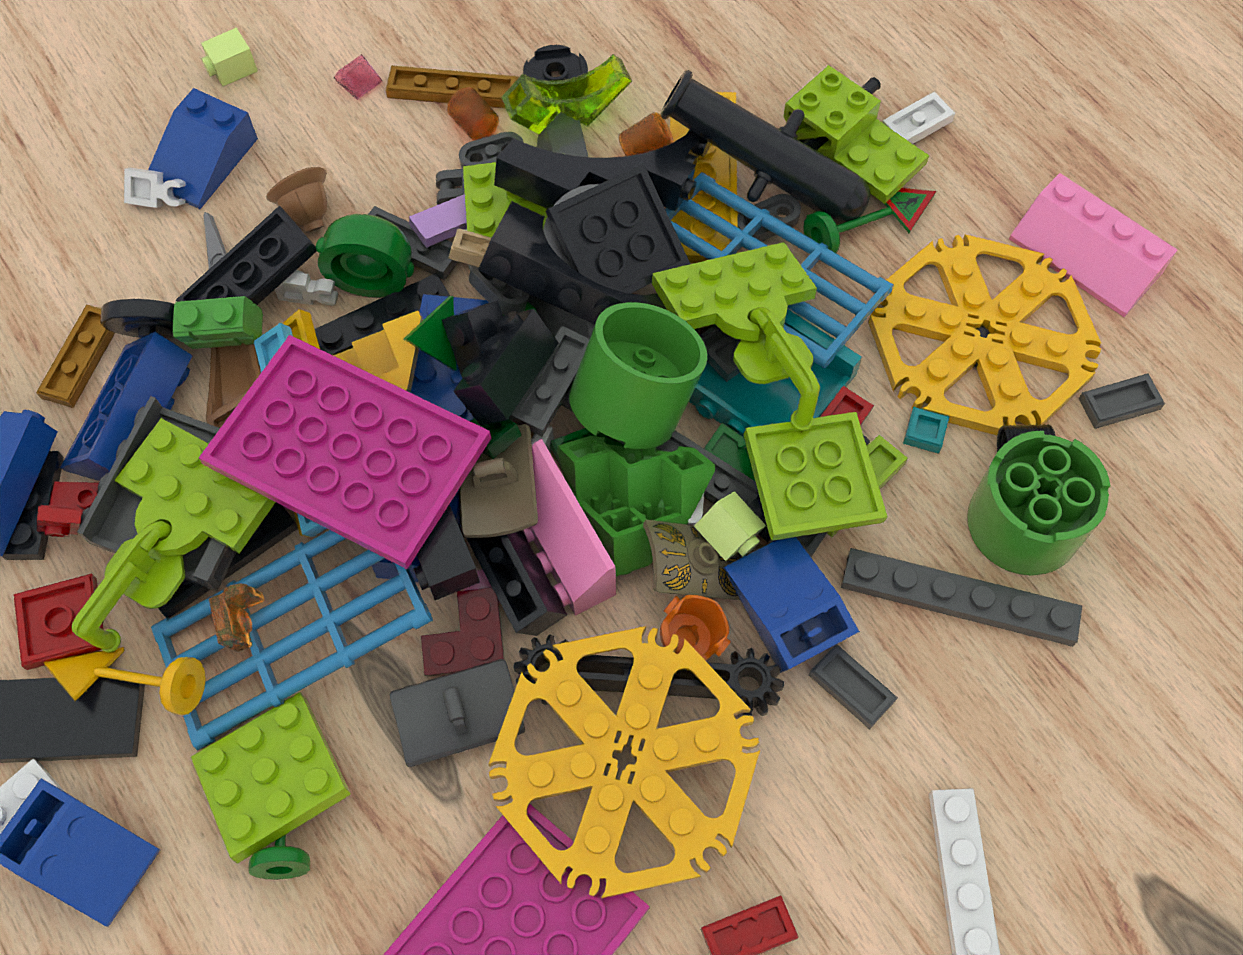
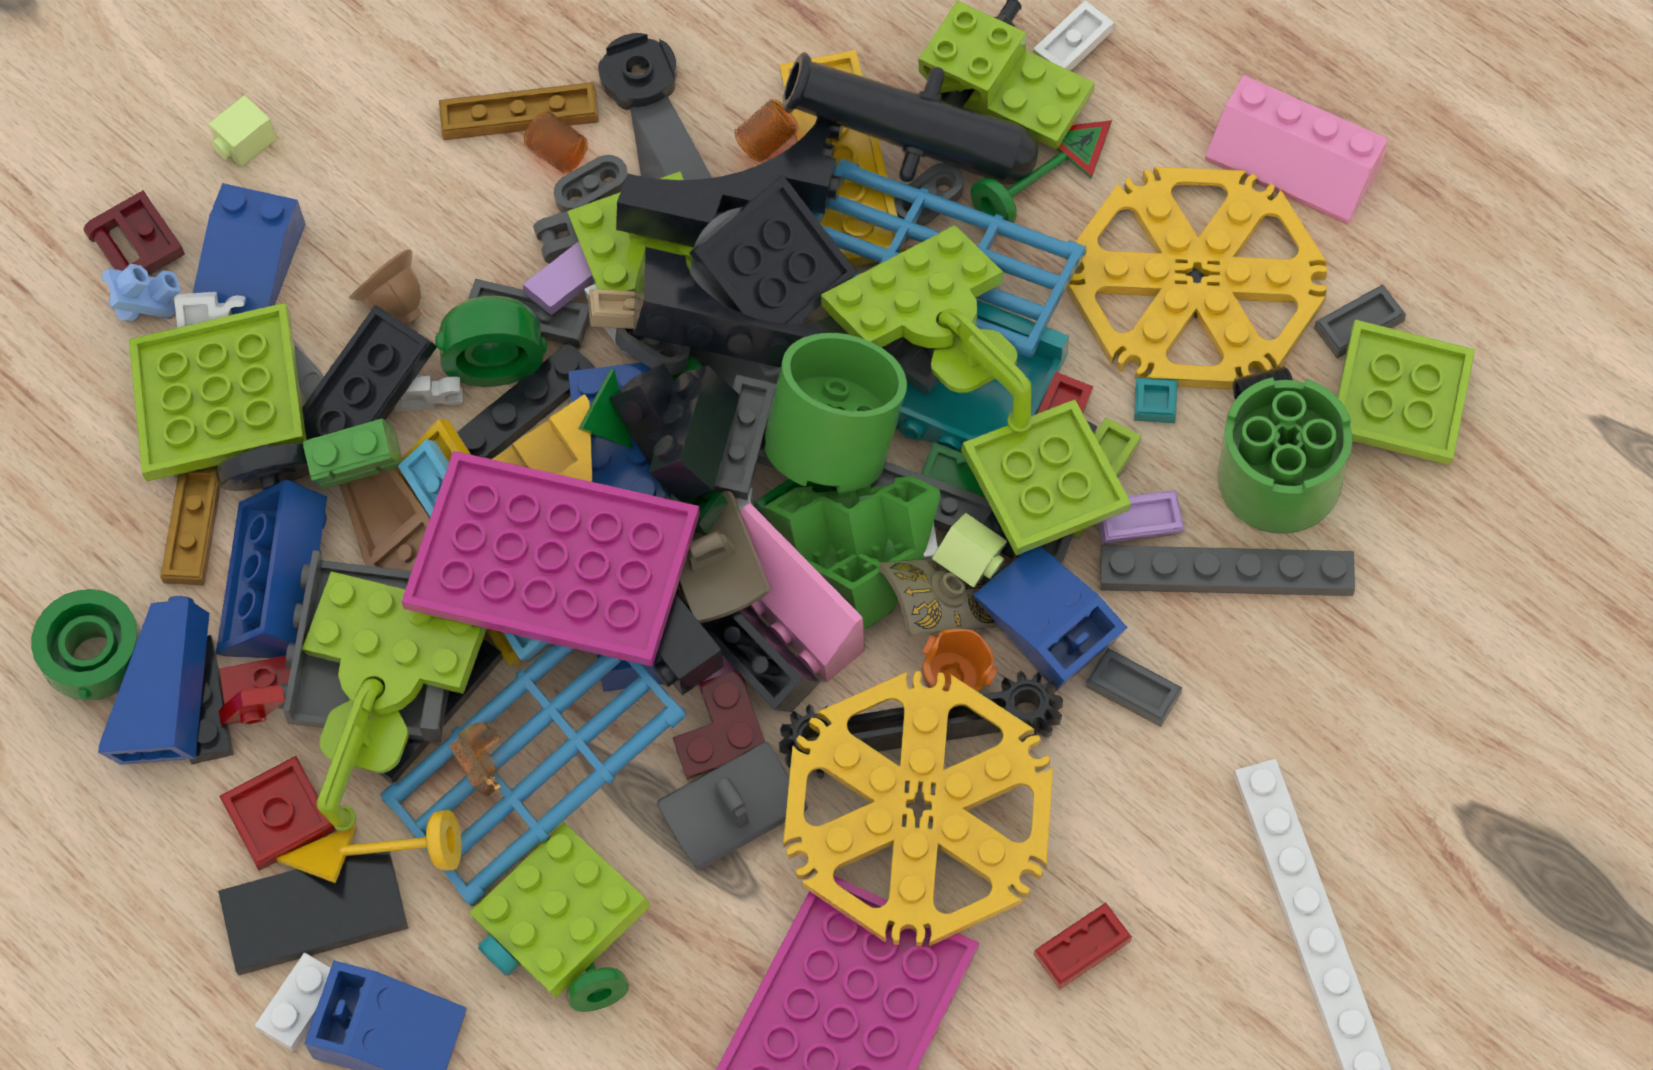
camera: 10 degrees left, 0 degrees up
(98, 160) = (137, 293): none -> light blue hips
(127, 119) = (143, 230): none -> dark red plate
(133, 249) = (215, 391): none -> lime plate
(198, 805) = (498, 955): none -> teal tile
(358, 77) = (402, 123): clear pink slope -> none
(583, 98) = (631, 114): clear neon green arch -> none
(899, 532) = (1148, 517): none -> lavender tile
(1157, 470) = (1405, 391): none -> lime plate

